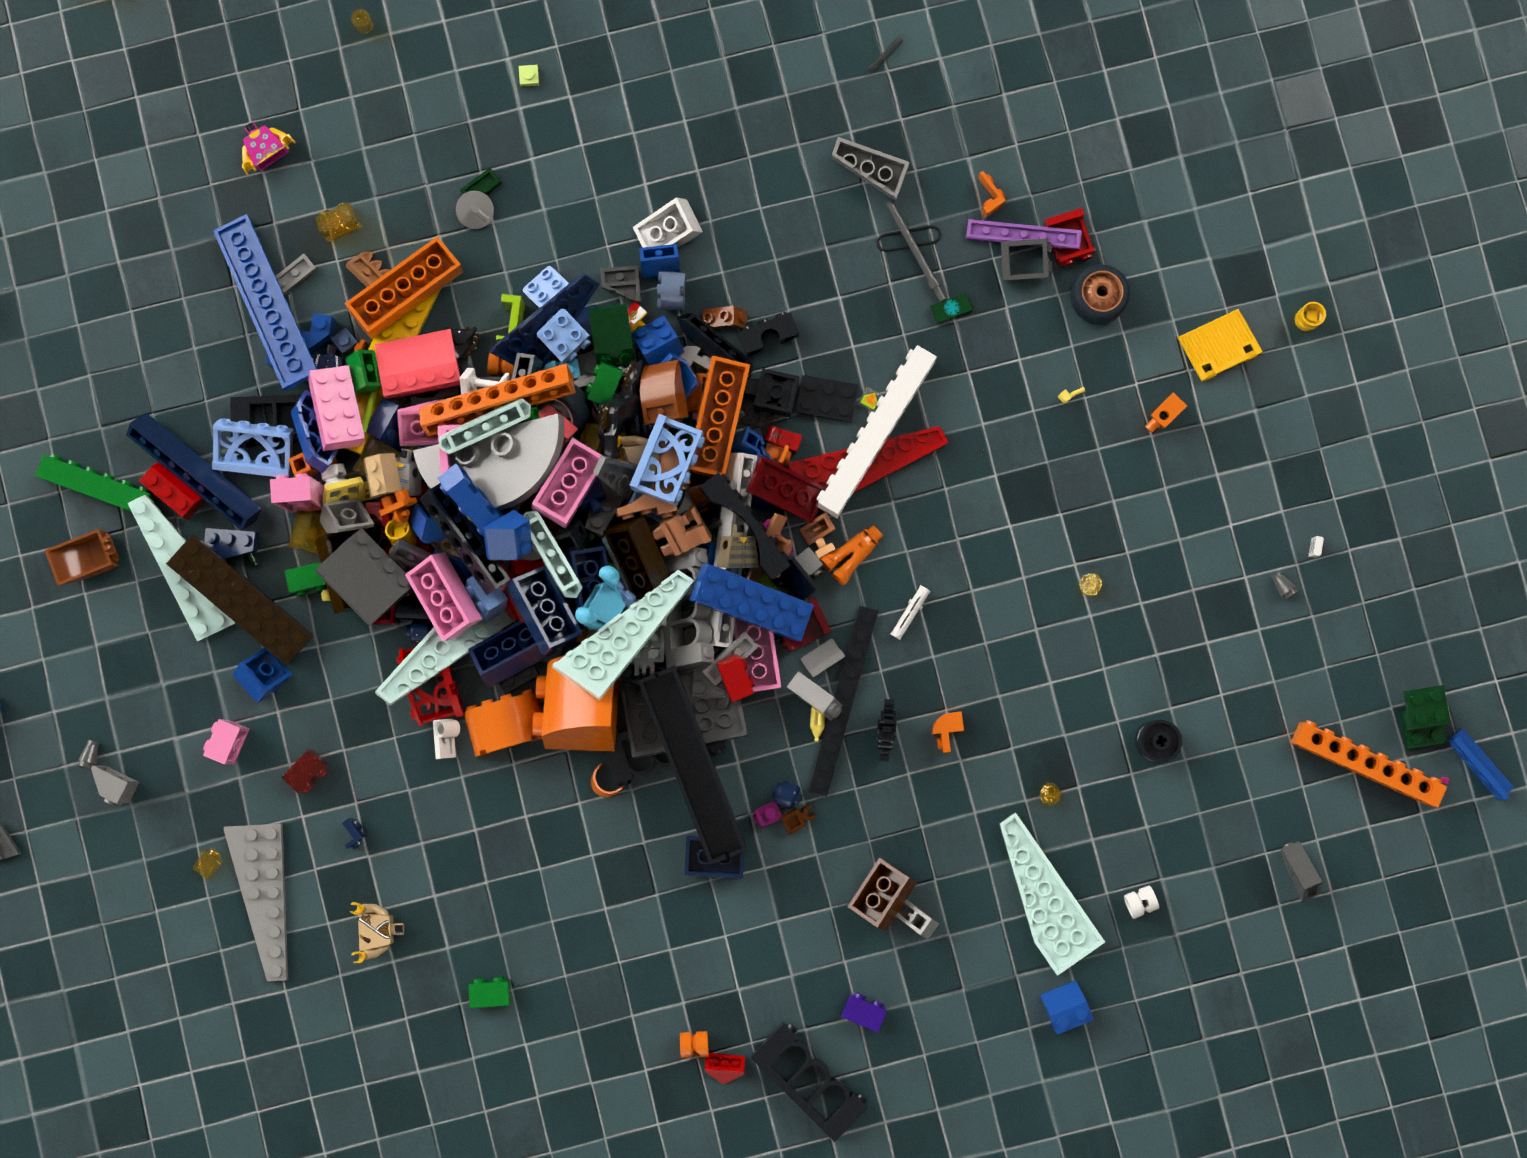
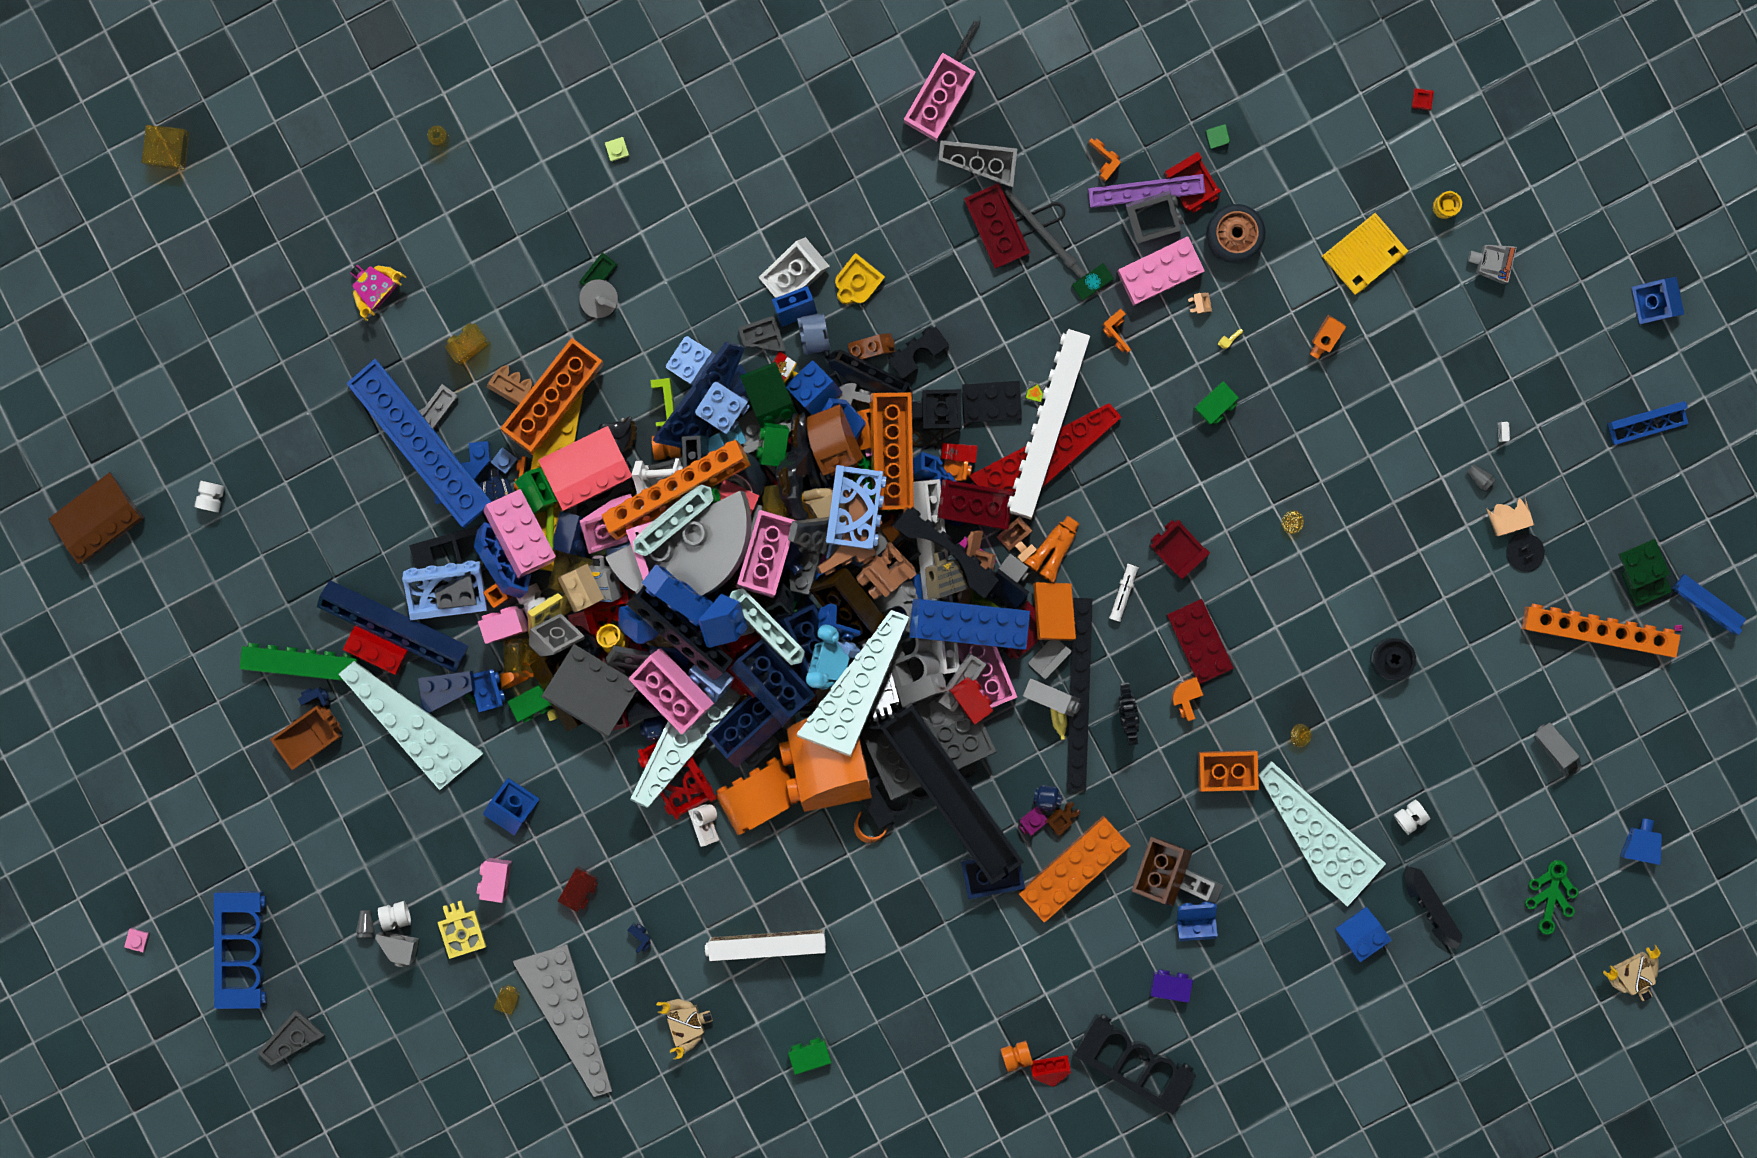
camera: 15 degrees left, 5 degrees up
(53, 305) = (209, 496): none -> white wheel
(97, 519) = (309, 695): none -> dark blue bracket
(116, 753) = (393, 916): none -> white wheel
(180, 784) = (461, 931): none -> light yellow piece
(240, 599) = (473, 740): dark brown brick -> none
(262, 453) = (456, 593): none -> wing
(267, 555) = (487, 692): none -> blue bracket
(291, 553) = (508, 680): none -> orange helmet
(401, 514) = (608, 620): orange hips -> none
(474, 871) = (766, 945): none -> white brick
(615, 559) = (827, 616): none -> blue bracket
(726, 253) = (857, 281): none -> yellow plate
(796, 871) = (1073, 869): none -> orange brick
(838, 613) = (1054, 611): none -> orange tile
(847, 98) = (939, 97): none -> bright pink brick
(872, 233) = (996, 225): none -> dark red plate
(904, 953) = (1197, 921): none -> blue bracket
(963, 349) = (1116, 320): none -> orange bracket
(971, 811) = (1228, 770): none -> orange brick
(973, 583) = (1178, 548): none -> dark red panel
(973, 678) = (1200, 641): none -> dark red plate
(1019, 312) = (1160, 271): none -> bright pink brick
(1043, 451) = (1216, 403): none -> green brick
(1052, 353) = (1202, 303): none -> light nougat tile
(1104, 200) = (1218, 136): none -> green slope
(1149, 1020) = (1445, 928): none -> black brick
(1263, 1012) = (1552, 893): none -> green plant
(1299, 633) = (1508, 520): none -> light nougat piece
(1308, 213) = (1422, 99): none -> red tile
(1311, 669) = (1525, 552): none -> black piece
(1329, 1114) = (1636, 973): none -> tan torso
(1343, 382) = (1494, 262): none -> light grey torso
(1364, 985) = (1643, 844): none -> blue torso
(1470, 565) = (1680, 406): none -> blue fence
(1494, 457) = (1658, 300): none -> blue slope

